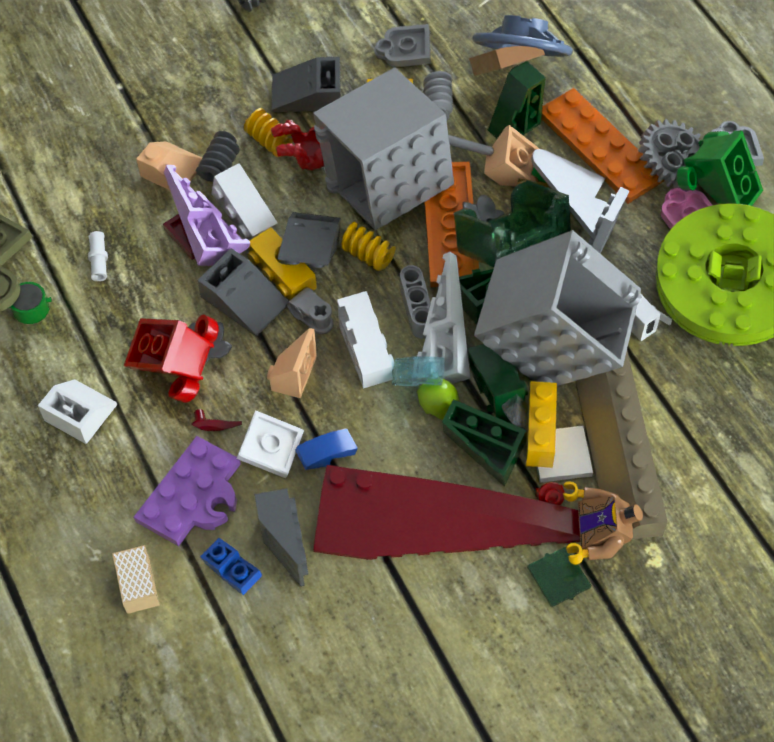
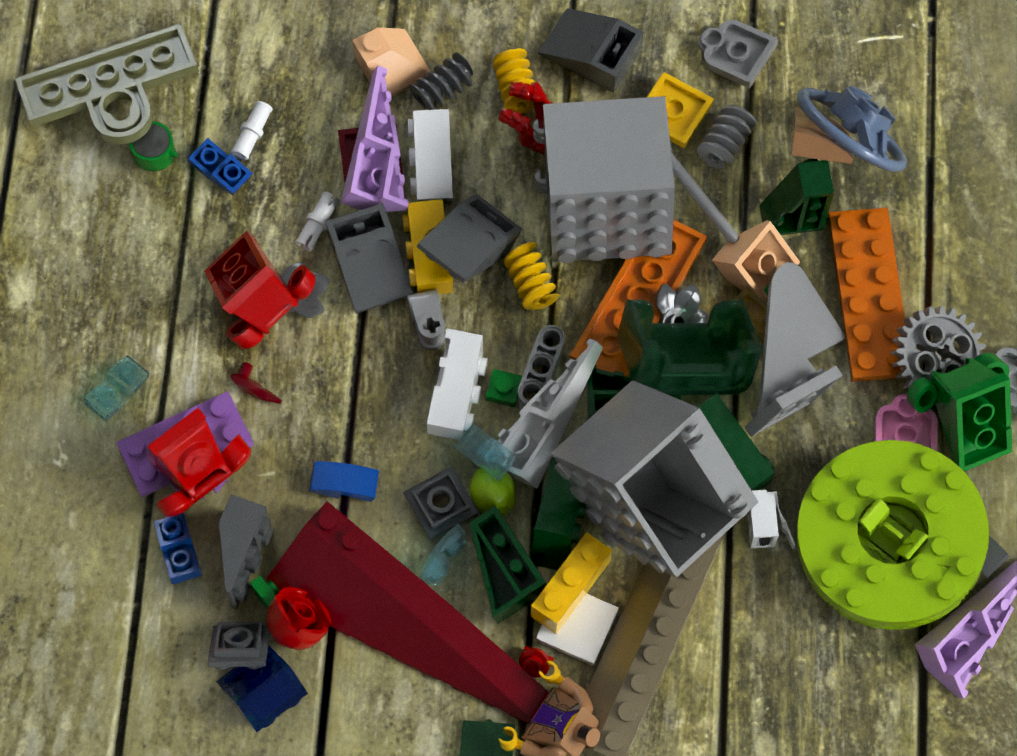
camera: 30 degrees right, 10 degrees up
(76, 409) = (130, 293): white slope -> none
(85, 293) = (219, 167): none -> blue slope
(108, 480) = (118, 387): none -> clear light blue slope
(135, 579) = (79, 509): tan panel -> none
(187, 290) = (317, 221): none -> white pin
(203, 486) = (188, 456): none -> red piece
(270, 444) = (292, 442): white tile -> none
(294, 366) = (368, 372): light nougat slope -> none
(322, 559) = (264, 591): none -> green plate
(327, 605) = (239, 645): none -> dark grey piece
(359, 564) = (296, 620): none -> red cylinder
(365, 626) = (263, 692): none -> clear blue slope
(397, 328) = (503, 388): none -> green plate
(409, 439) = (435, 519): none -> dark grey piece
(435, 461) = (437, 564): none -> clear light blue slope
(517, 412) = (550, 557): clear slope -> none

